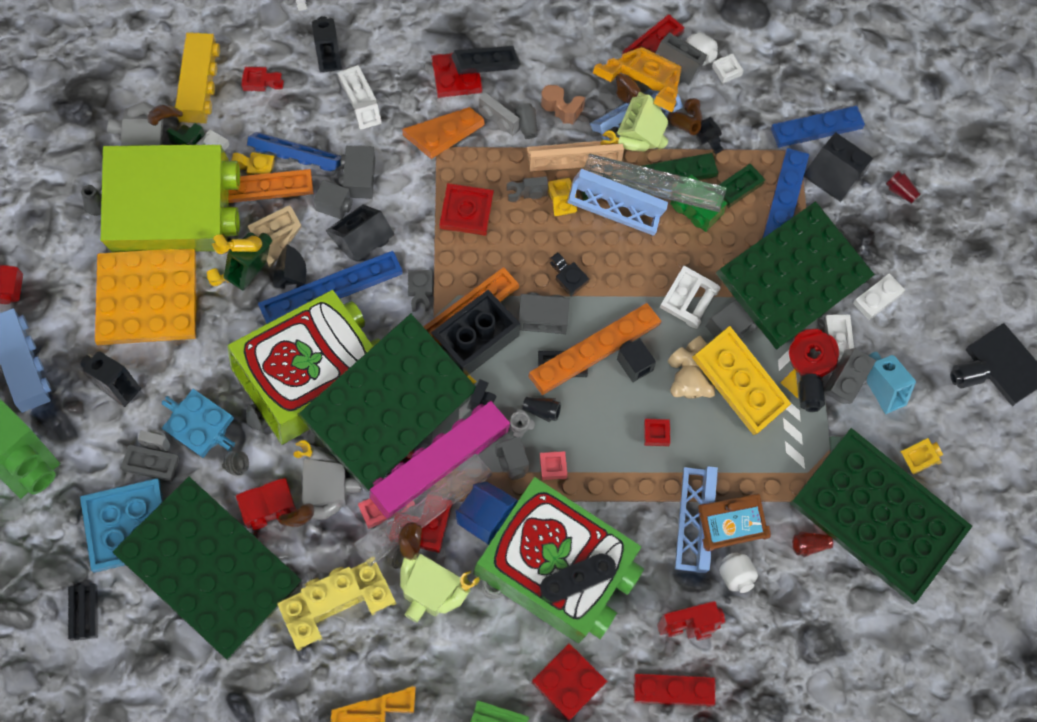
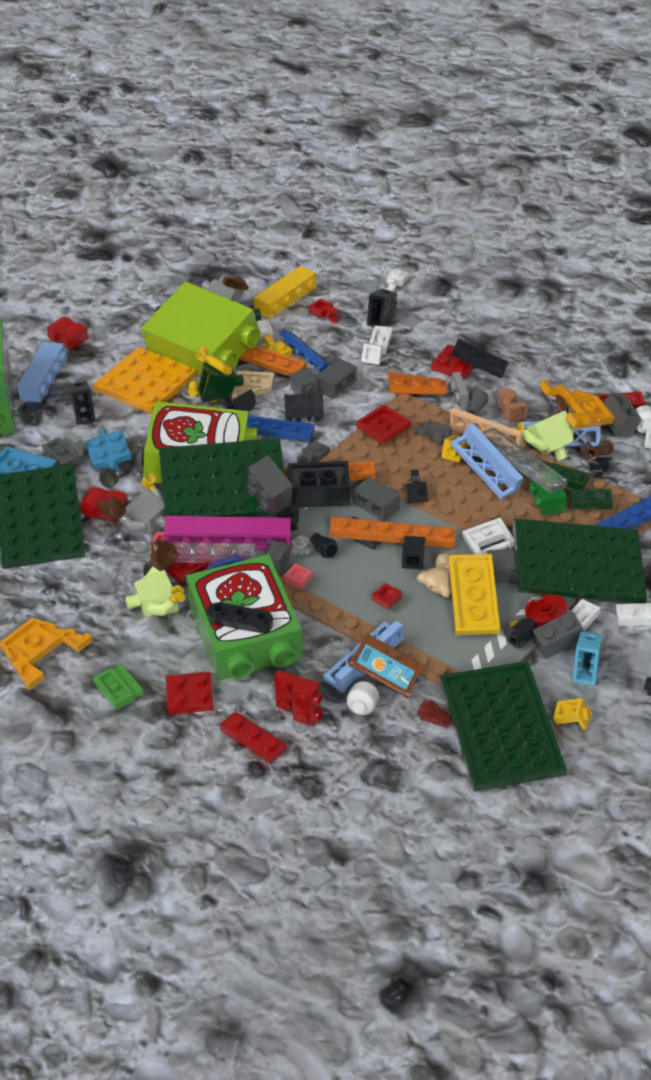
camera: 45 degrees right, 25 degrees down
(332, 595) = (92, 567): light yellow bracket -> none
(458, 387) = (269, 486): none -> dark grey brick

